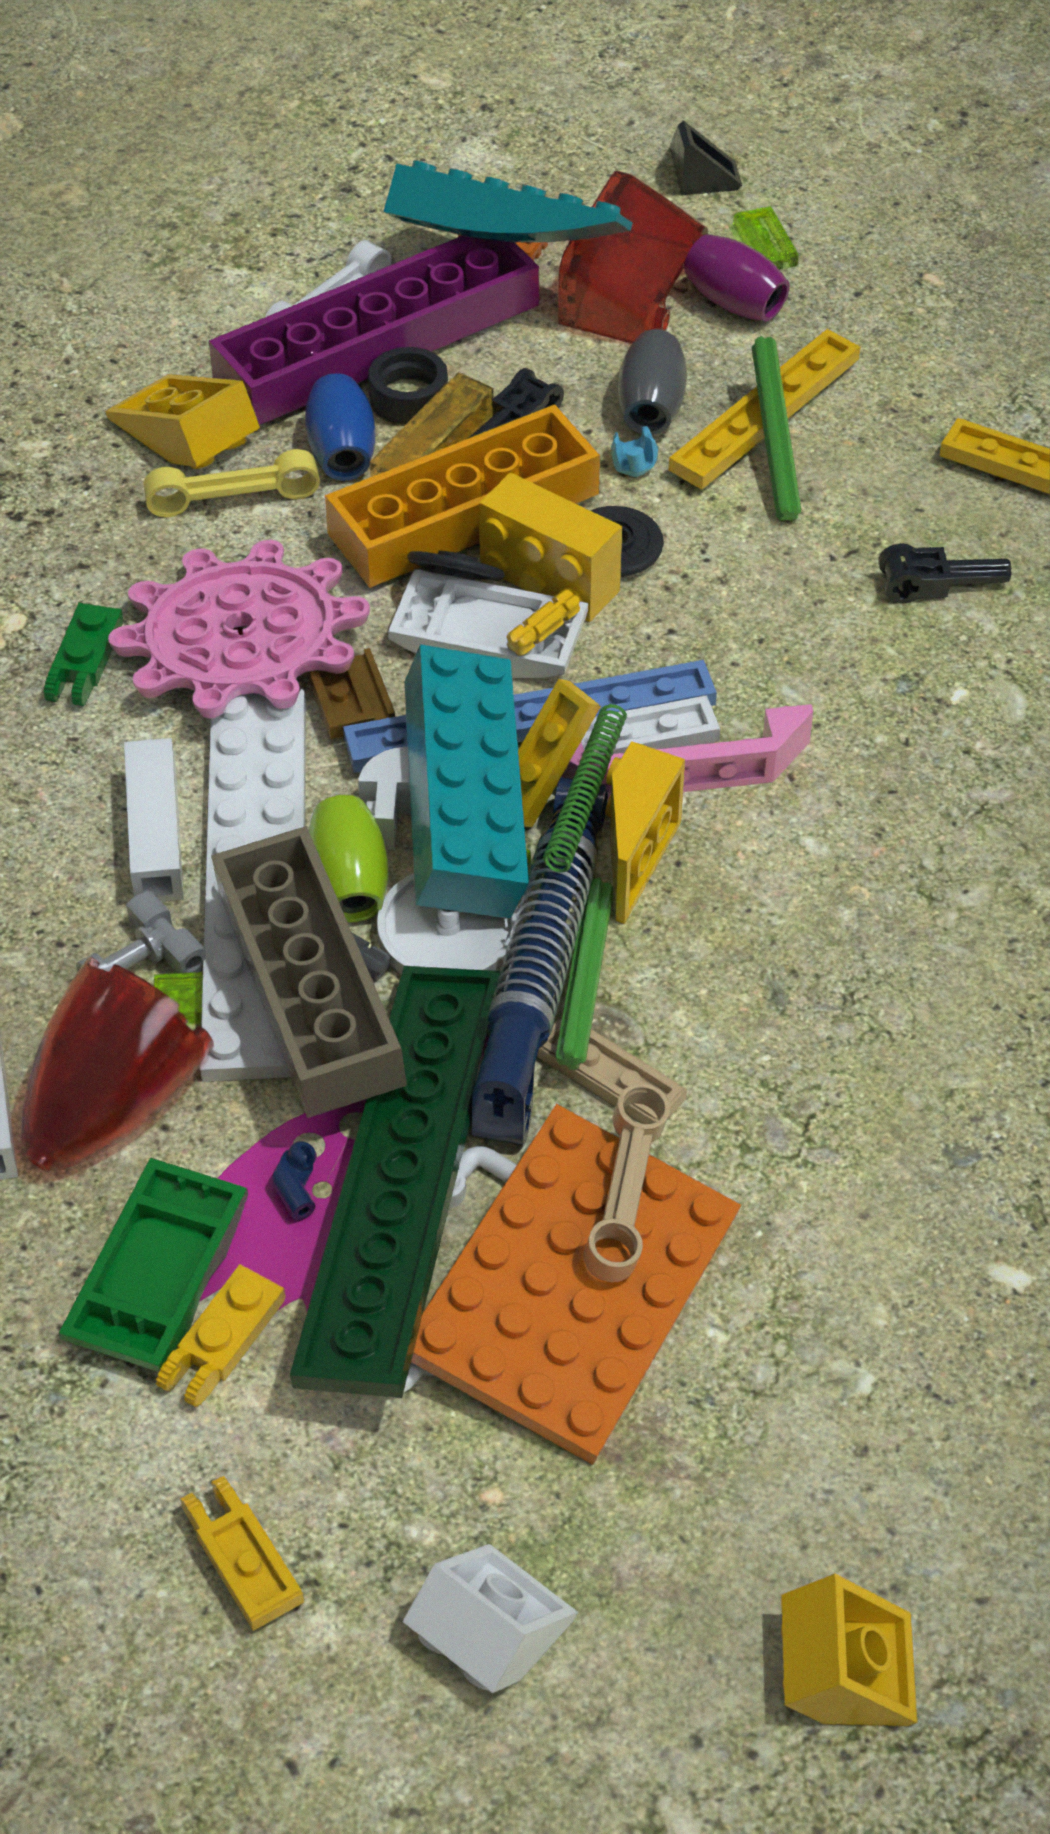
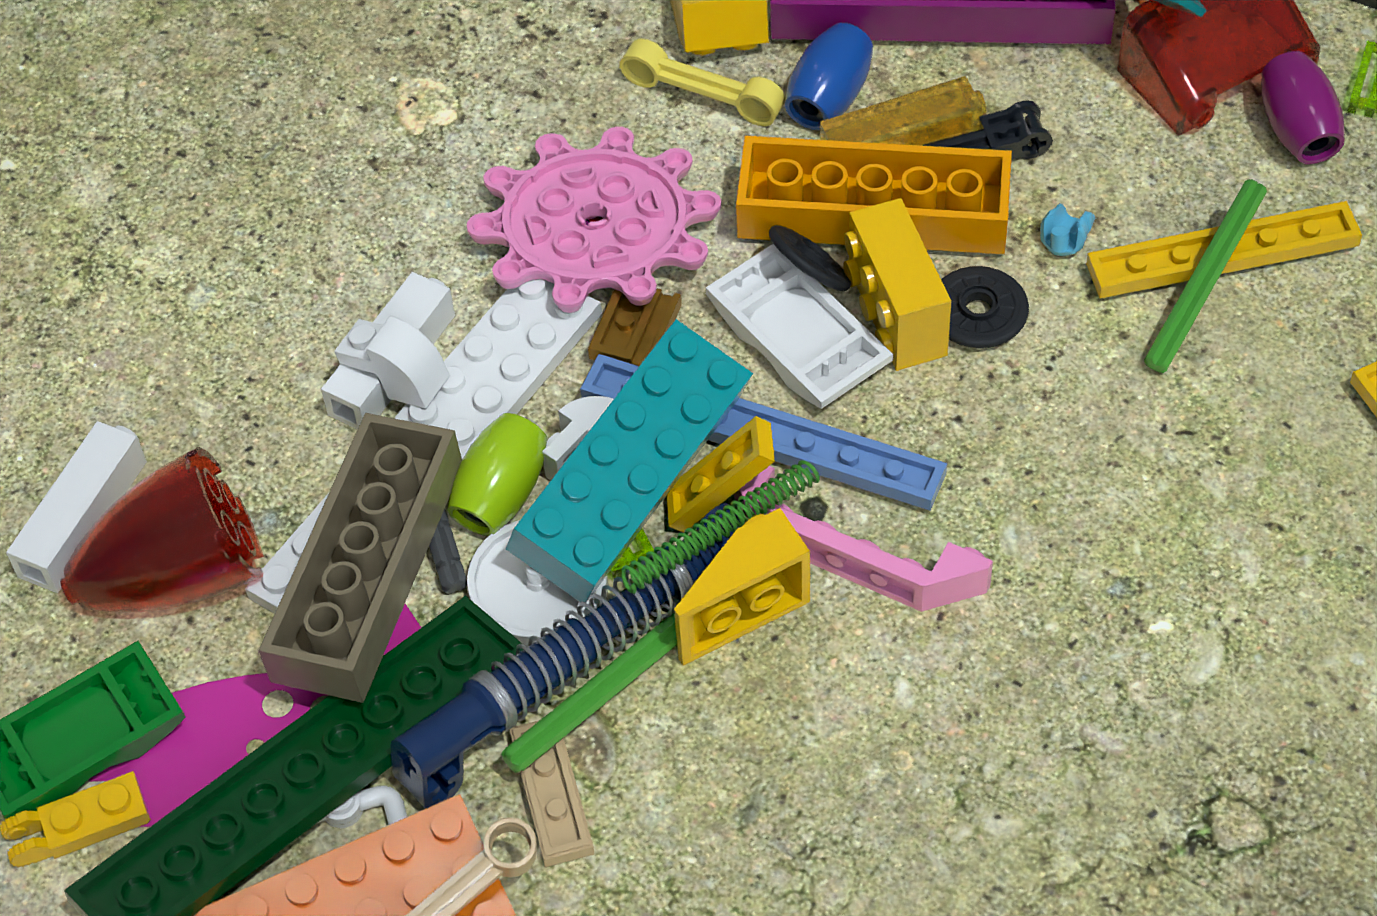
camera: 40 degrees right, 5 degrees up
(83, 652) = (462, 174): green hinge -> none
(155, 939) = (306, 457): light grey bar -> none
(182, 804) = (399, 355): none -> white brick
(185, 990) = (282, 515): clear neon green tile -> none
(291, 1177) = (232, 724): dark blue arm -> none
(404, 364) = (927, 41): black tyre -> none
(543, 622) = (832, 351): yellow axle -> none
(652, 381) = (1133, 171): dark grey piece -> none
(665, 725) = (854, 504): white plate -> none
(930, 574) = (1229, 491): black connector -> none

